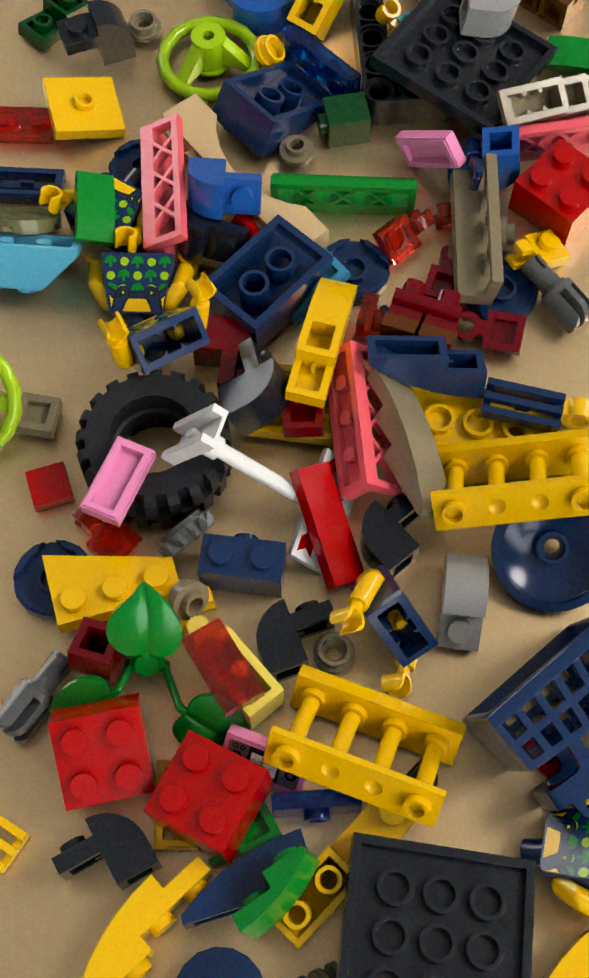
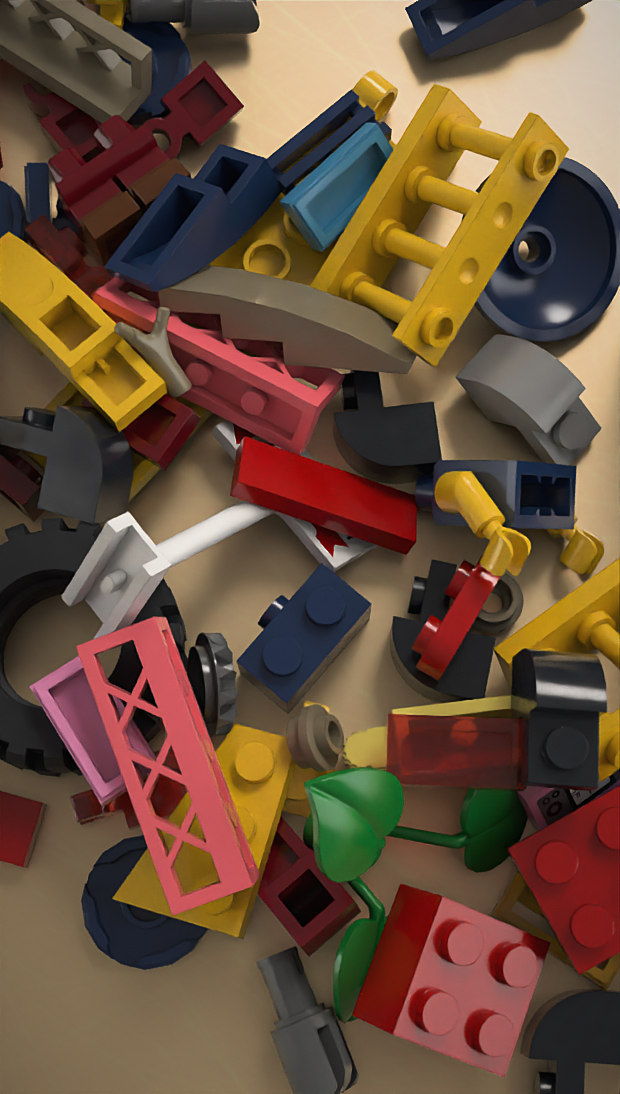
camera: 55 degrees left, 10 degrees up
(129, 537) = (194, 755): none -> coral fence
(273, 704) = (560, 709): none -> black brick
(285, 627) = (440, 638): none -> red plate
(339, 388) = (157, 352): none -> dark tan bar
(388, 288) = (38, 191): none -> dark blue tile
(497, 420) = (335, 189): none -> dark azure tile

